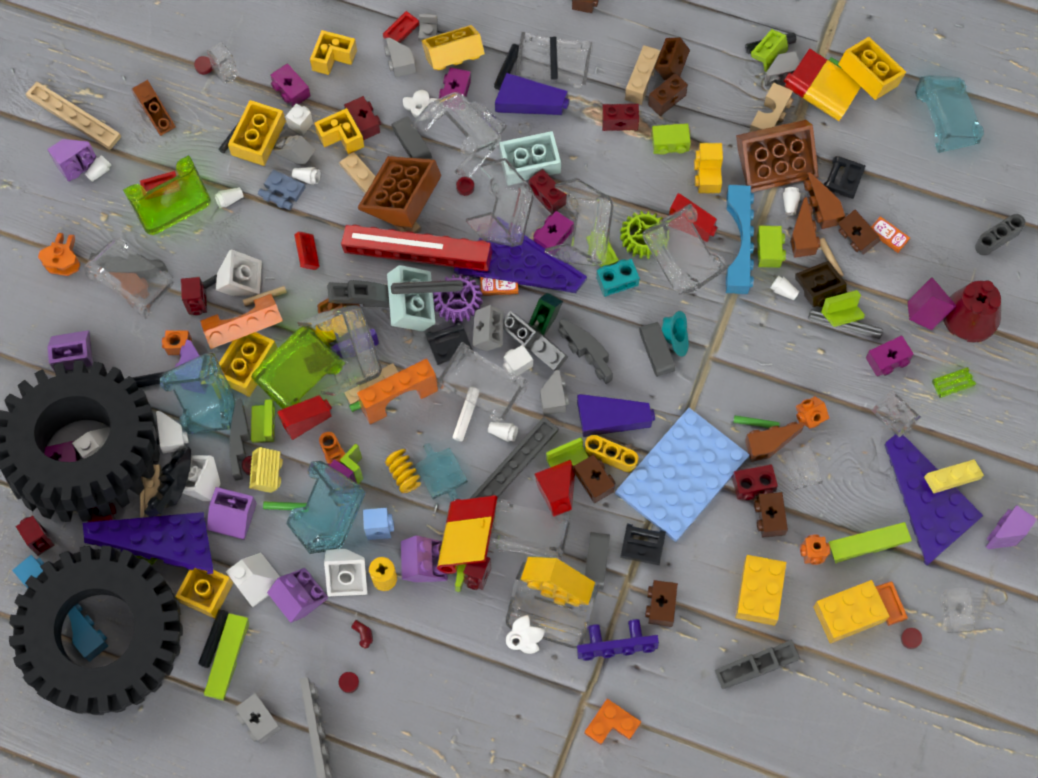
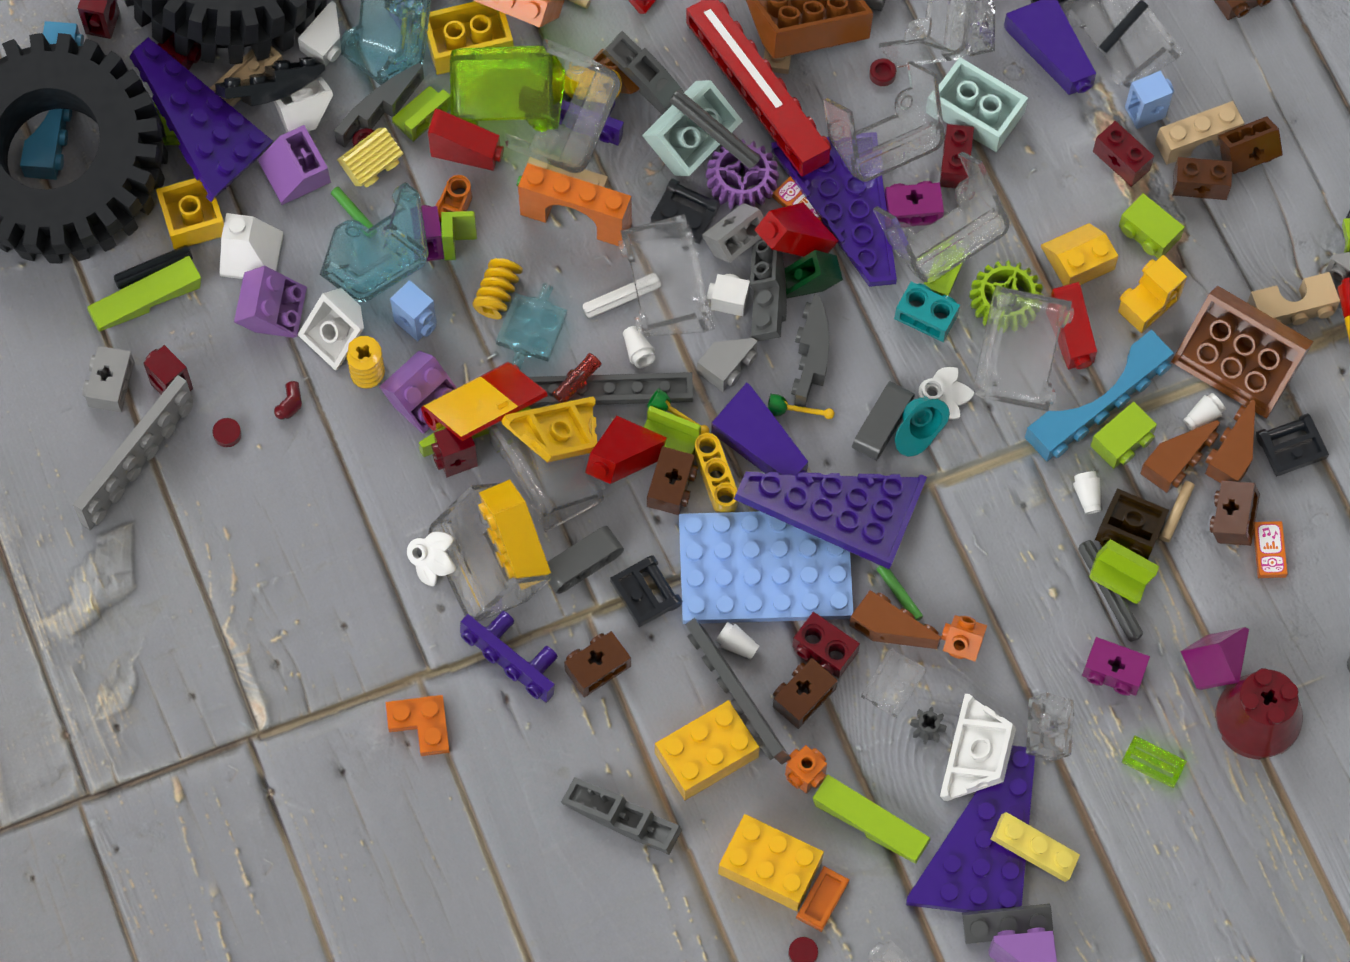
camera: 45 degrees right, 0 degrees up
(287, 684) = (163, 367): none -> dark red brick
(495, 475) = (565, 391): none -> clear red pin
(518, 299) = (795, 231): none -> red slope
(518, 509) = (556, 429): none -> yellow wing
(547, 444) = (662, 401): none -> green hinge
(602, 391) = (778, 406): none -> hinge
(605, 80) = (1149, 99): none -> light blue brick
(654, 182) = (1081, 255): none -> yellow slope
(668, 305) = (947, 390): none -> white plate
(693, 407) = (853, 512): none -> dark purple wing
(712, 523) = (737, 641): none -> white cone
(752, 548) = (742, 703): none -> dark grey plate
(847, 469) = (929, 718): none -> dark grey gear
(878, 458) = (978, 750): none -> white wing
(982, 525) = (984, 924): none -> dark grey plate

